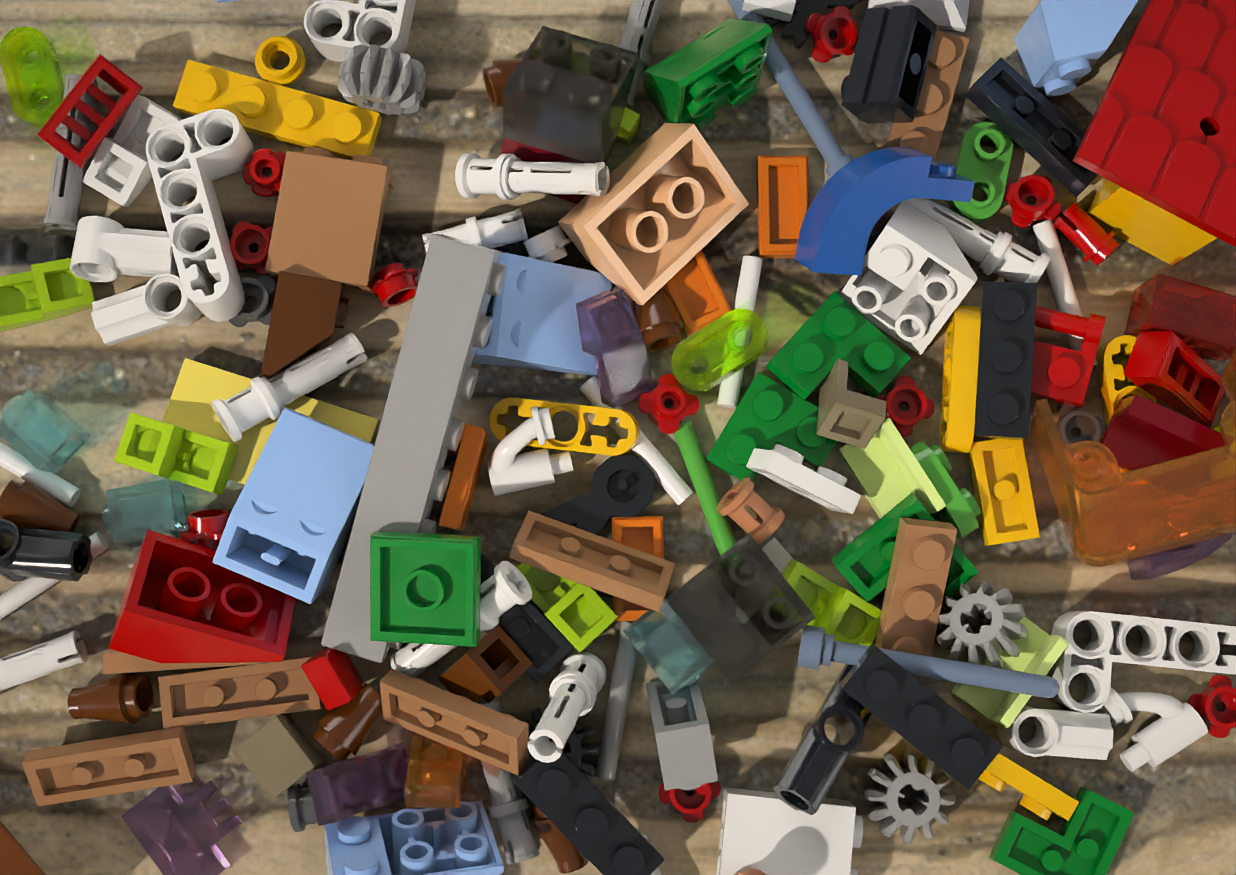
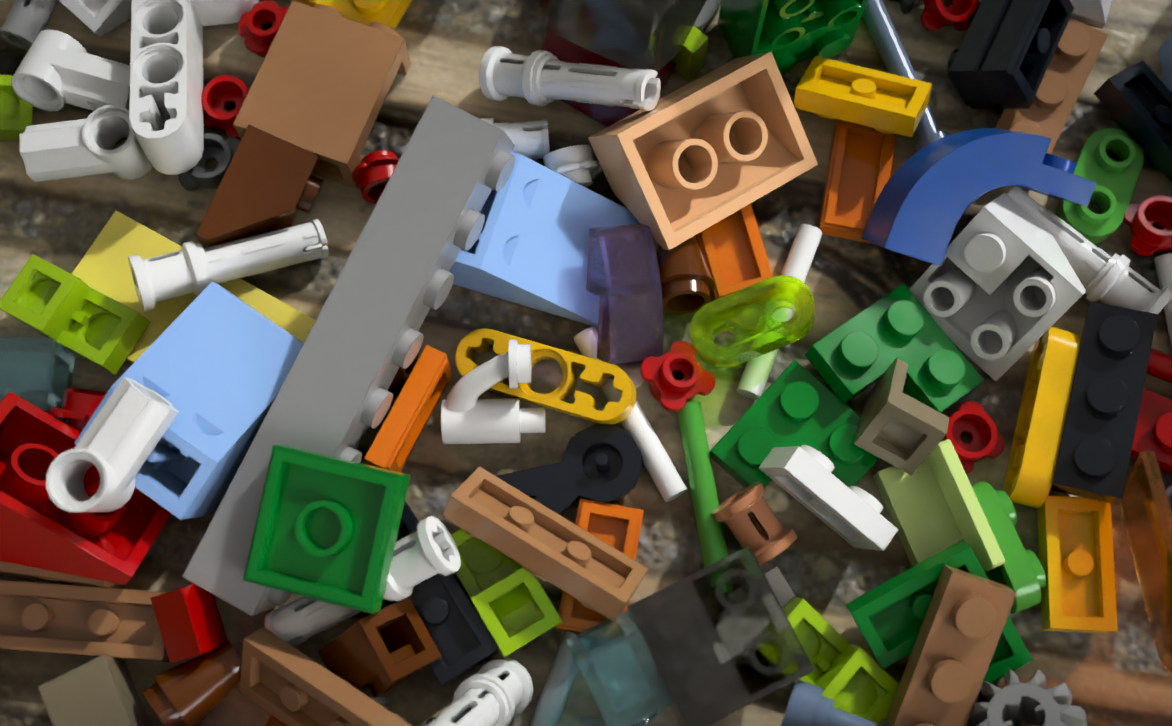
camera: 10 degrees right, 10 degrees down
(249, 561) = (116, 445): none -> white piece
(775, 138) = (862, 96): none -> yellow plate

